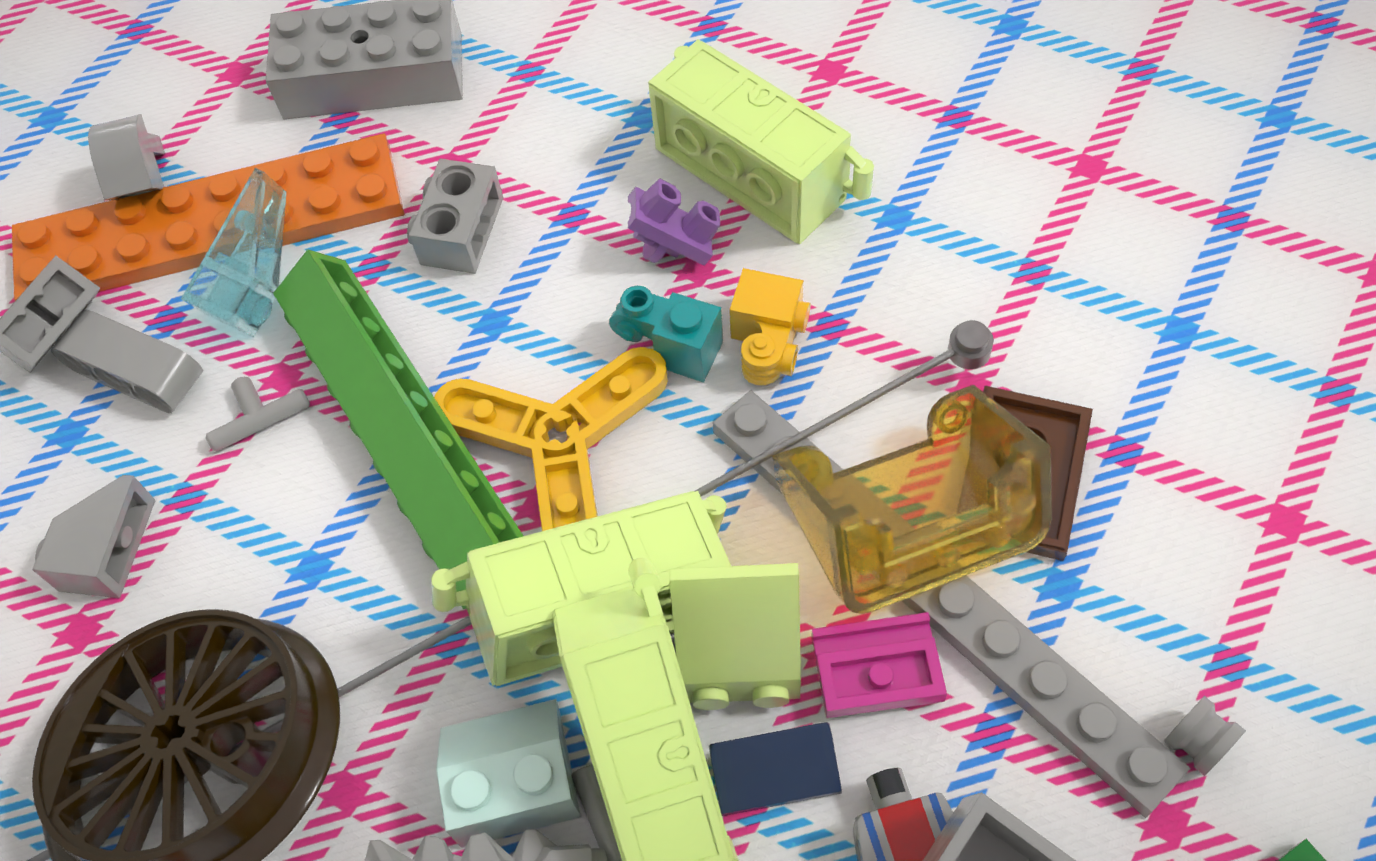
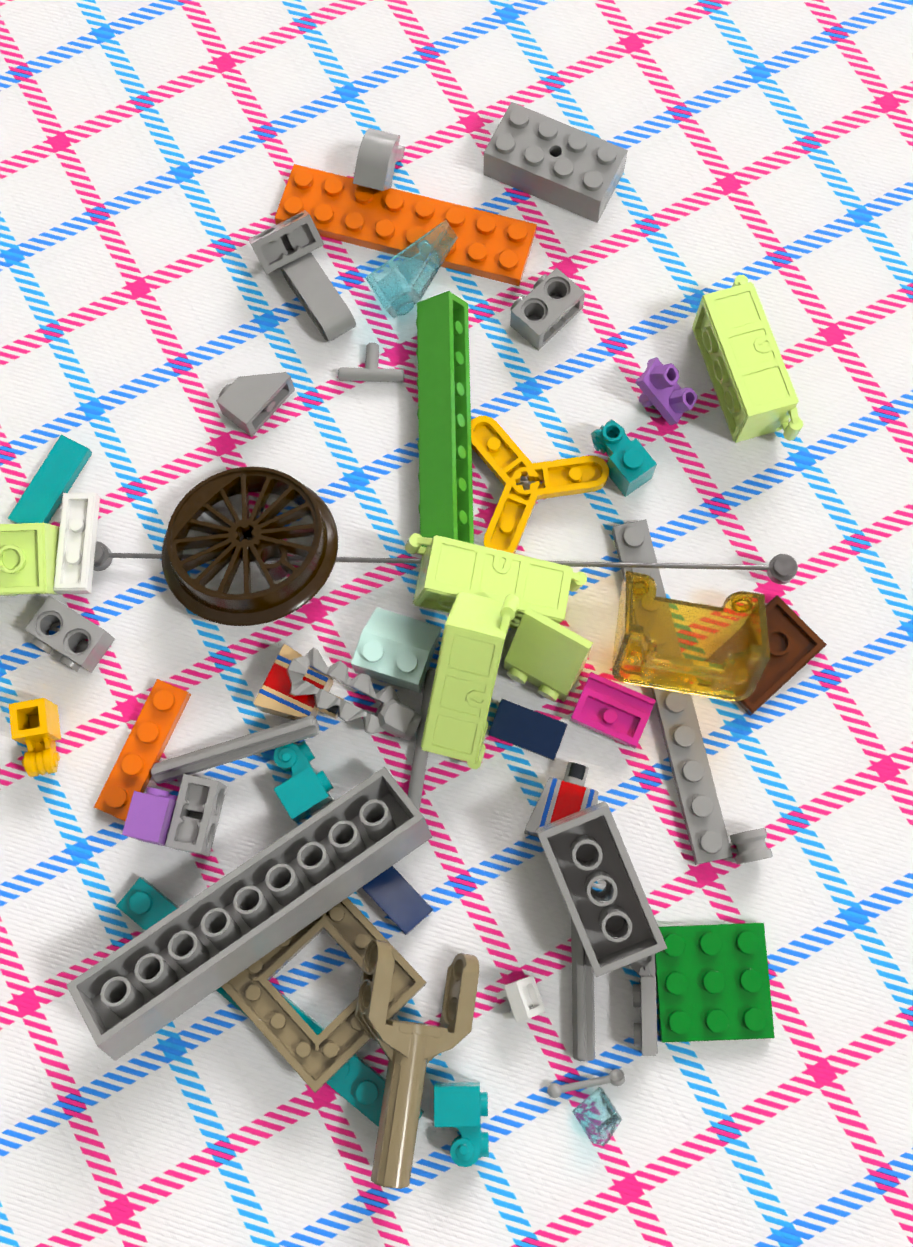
camera: 30 degrees right, 15 degrees up
(766, 317) = (686, 480): yellow brick -> none

